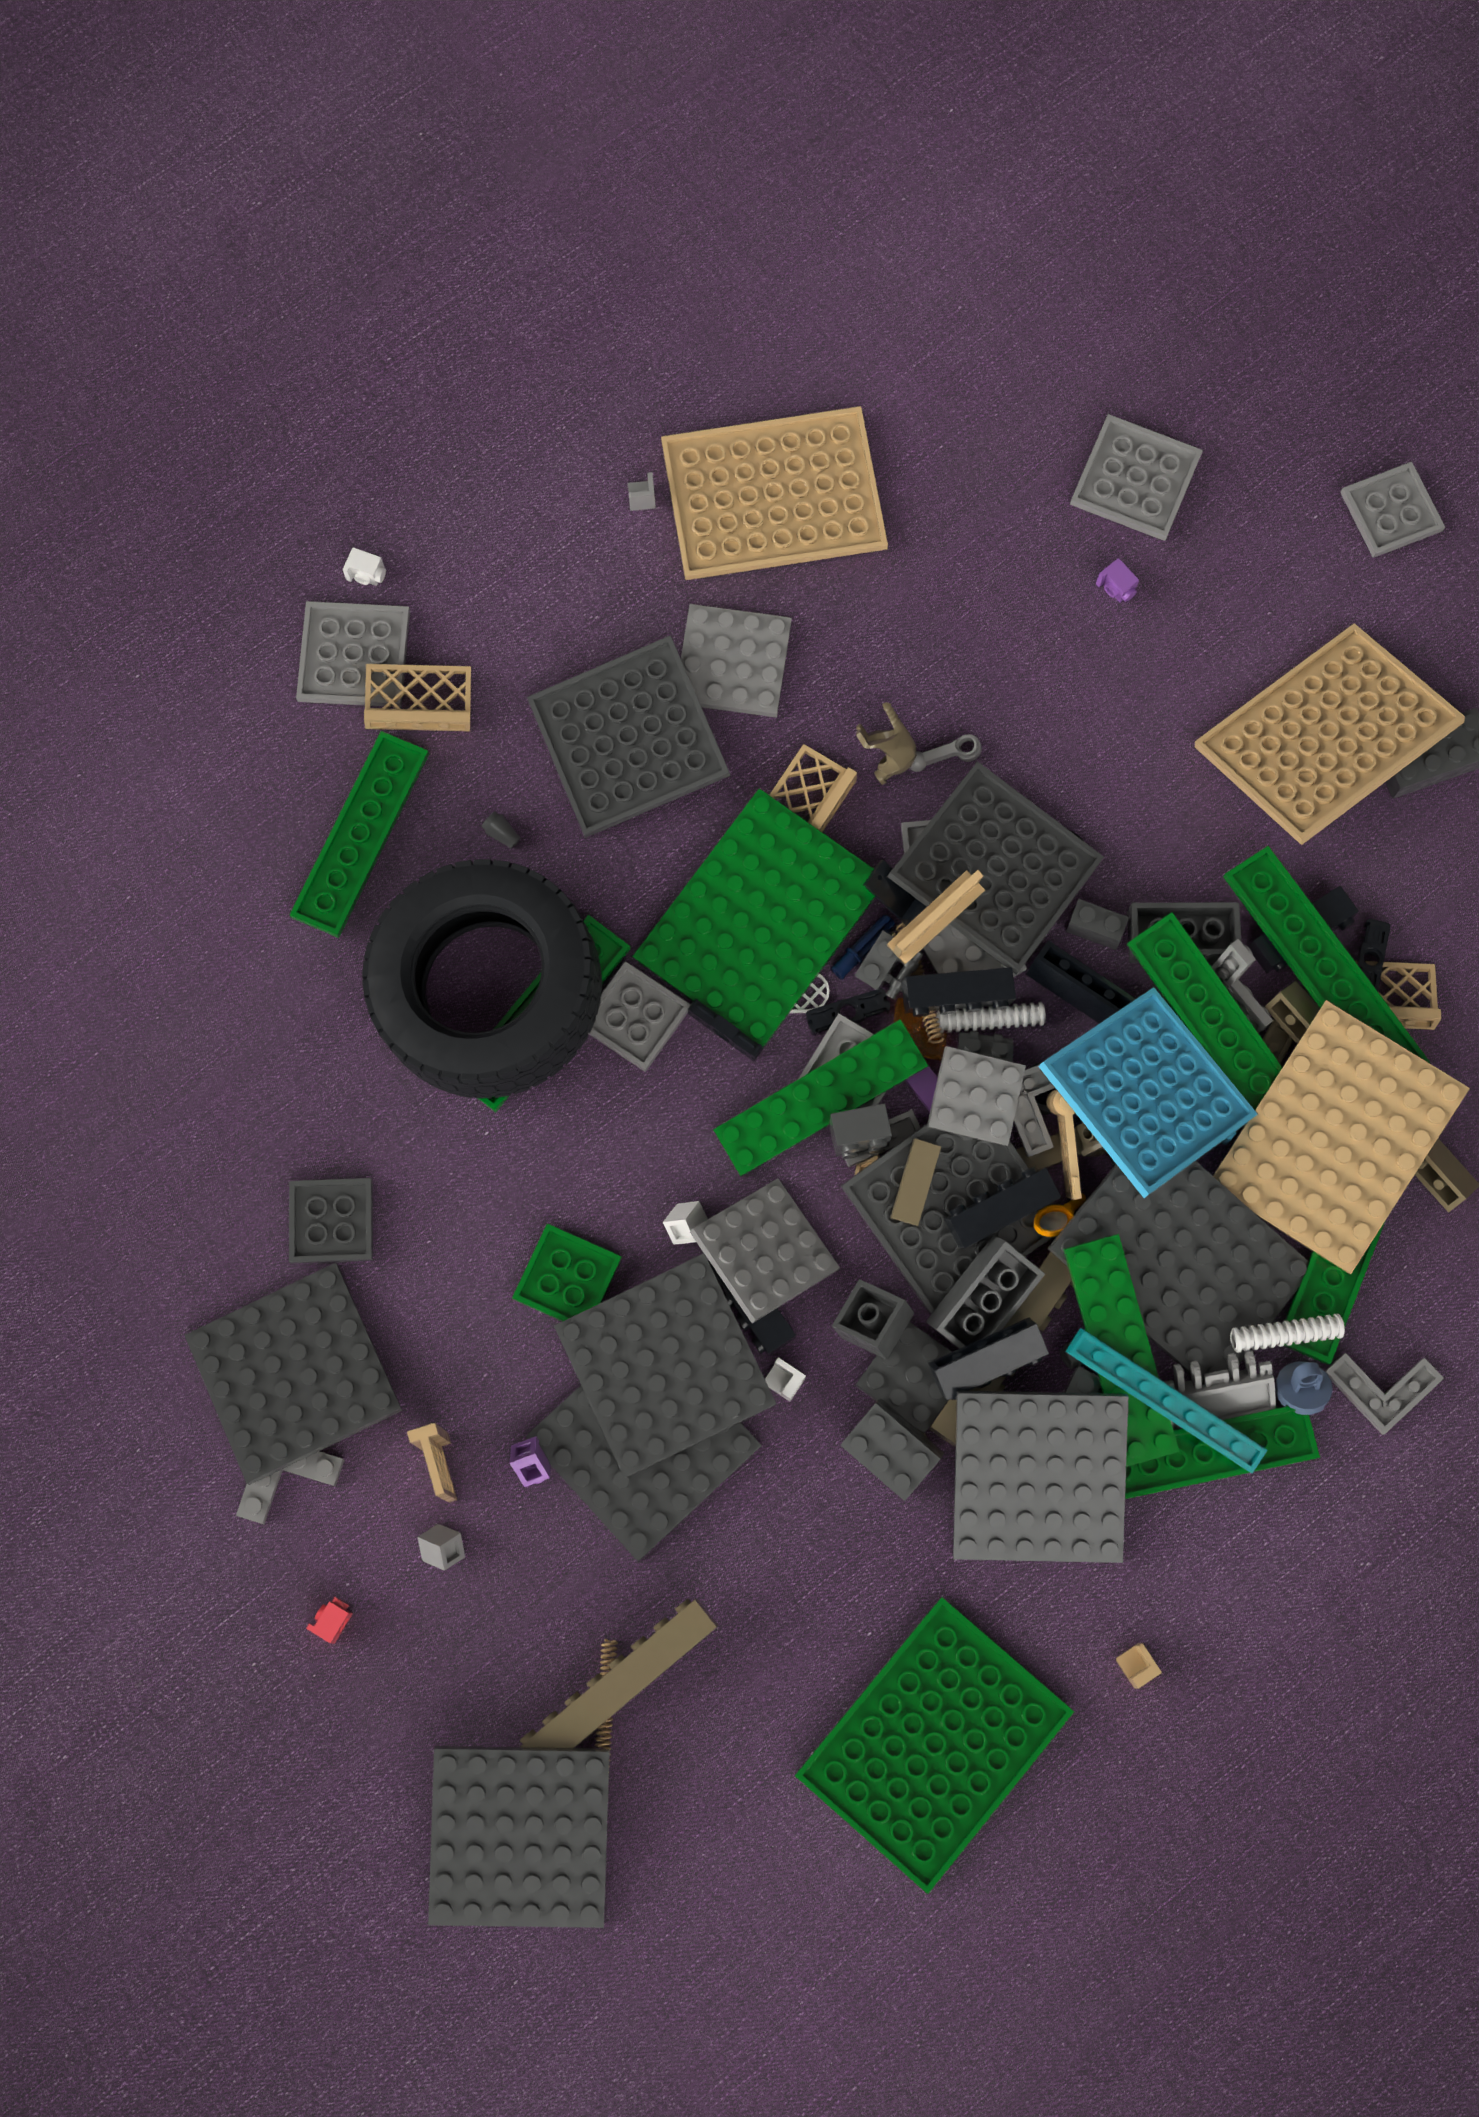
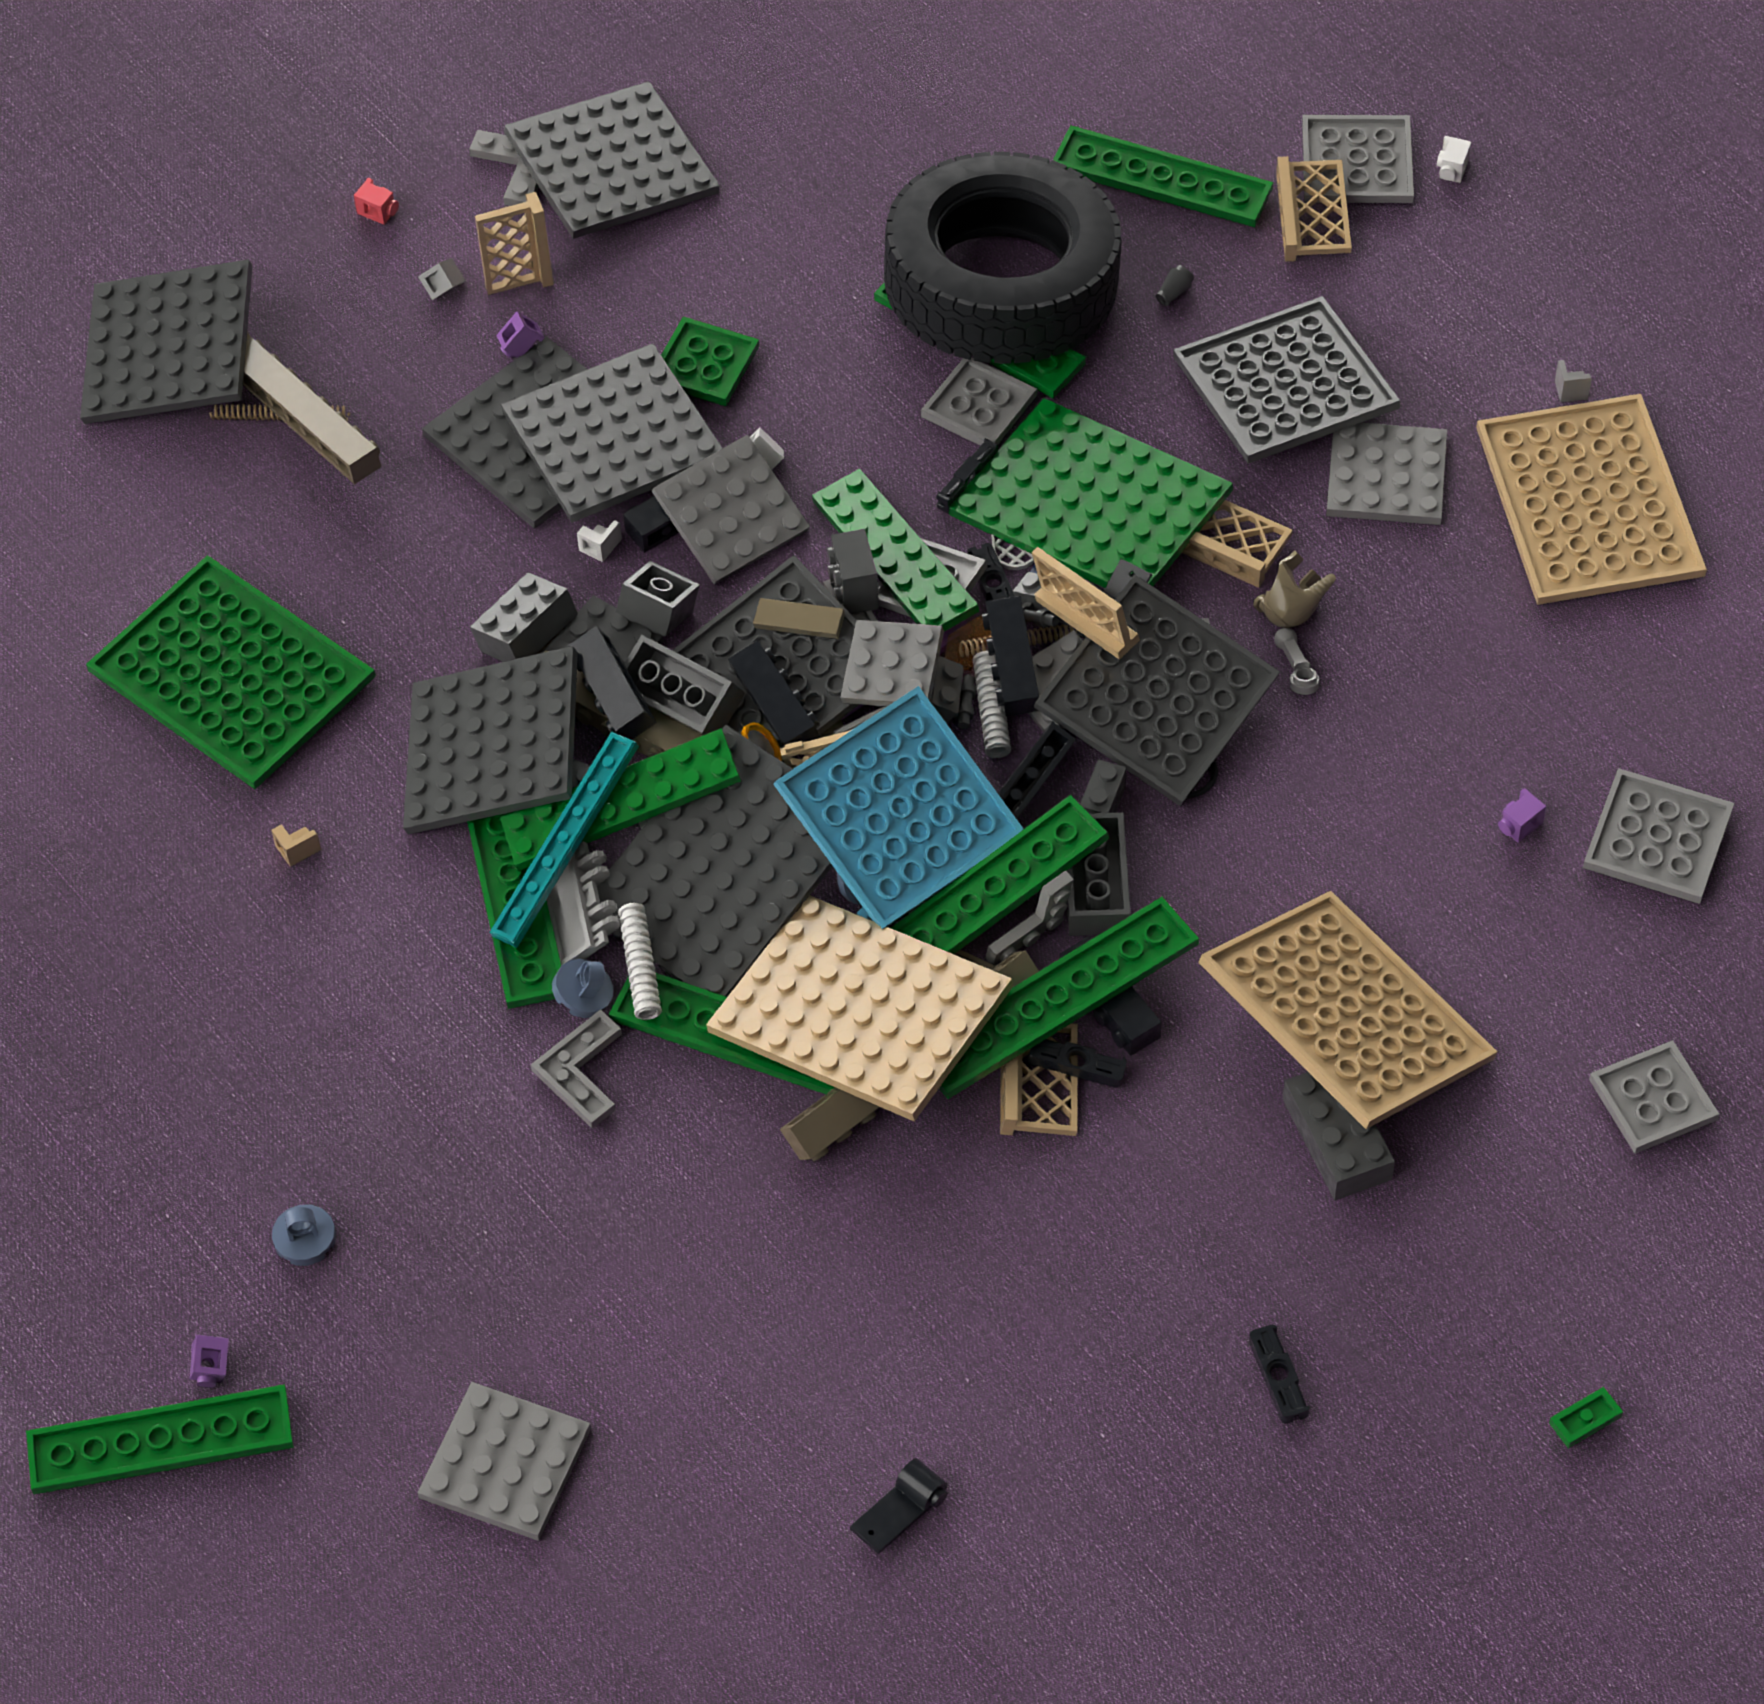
camera: 90 degrees right, 20 degrees down
(331, 1220) = (760, 179): dark grey plate -> none

